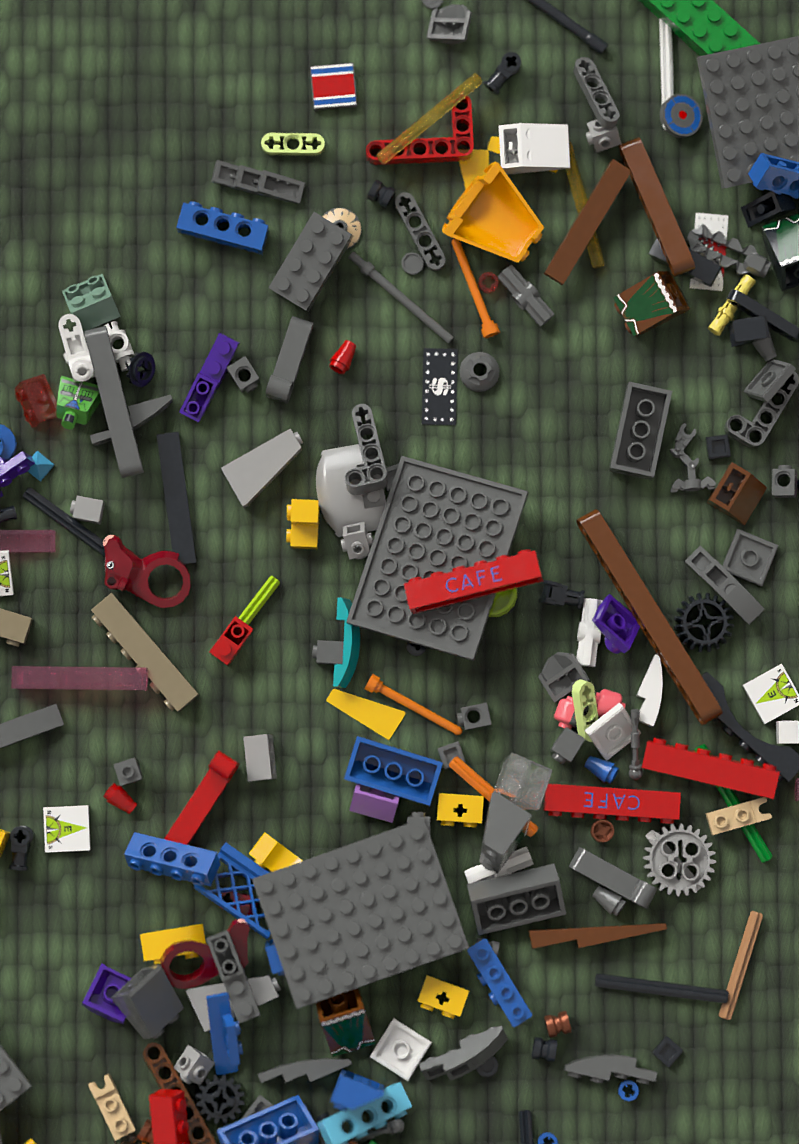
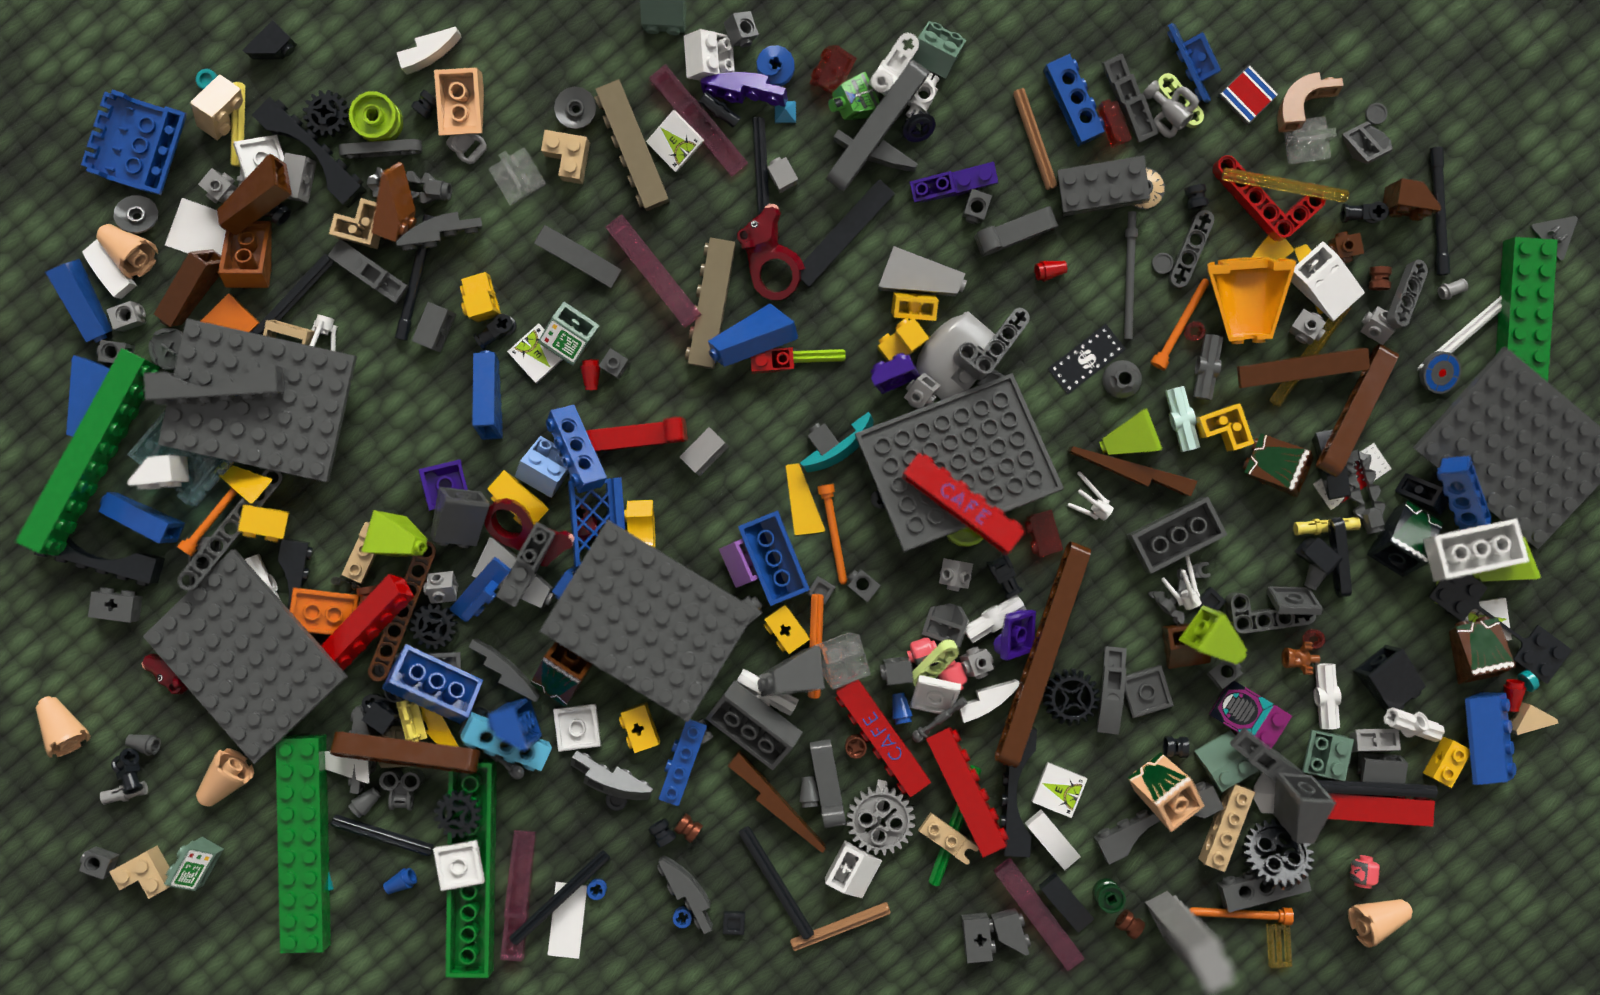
camera: 55 degrees right, 5 degrees up
(68, 898) = (487, 396): none -> blue slope
(73, 789) = (568, 333): none -> slope
(121, 1068) = (393, 536): none -> lime slope
(164, 900) = (542, 467): none -> light blue slope
(199, 640) = (752, 336): none -> blue slope
(228, 283) = (1035, 139): none -> medium nougat axle
(267, 210) = (1114, 123): none -> clear red bracket
(271, 103) = (1198, 58): none -> blue bracket
(282, 490) = (914, 305): none -> yellow brick
(298, 156) = (1172, 109): none -> light grey piece
(323, 551) = (894, 373): none -> dark purple slope
(365, 47) = (1291, 110): none -> arch
(408, 69) = (1310, 141): none -> clear bracket
(518, 103) = (1347, 246): none -> reddish brown brick
(521, 30) = (1410, 199): none -> reddish brown slope
(527, 634) = (955, 574): none -> light grey brick
(532, 401) = (1132, 436): none -> lime slope
(551, 349) = (1182, 419): none -> light aqua piece
(552, 536) = (1044, 533): none -> clear red bracket
(553, 186) = (1308, 327): none -> light grey brick
(565, 421) = (1137, 473): none -> reddish brown slope
(566, 102) = (1380, 278): none -> copper wheel
(569, 474) = (1100, 509): none -> white plant
(585, 315) = (1230, 423): none -> yellow brick
(613, 675) = (972, 658): none -> light grey brick
(620, 57) = (1446, 291): none -> light grey pin
(699, 459) = (1191, 595): none -> white plant
(702, 916) = (852, 870): none -> white slope
(743, 467) = (1214, 635): none -> lime slope

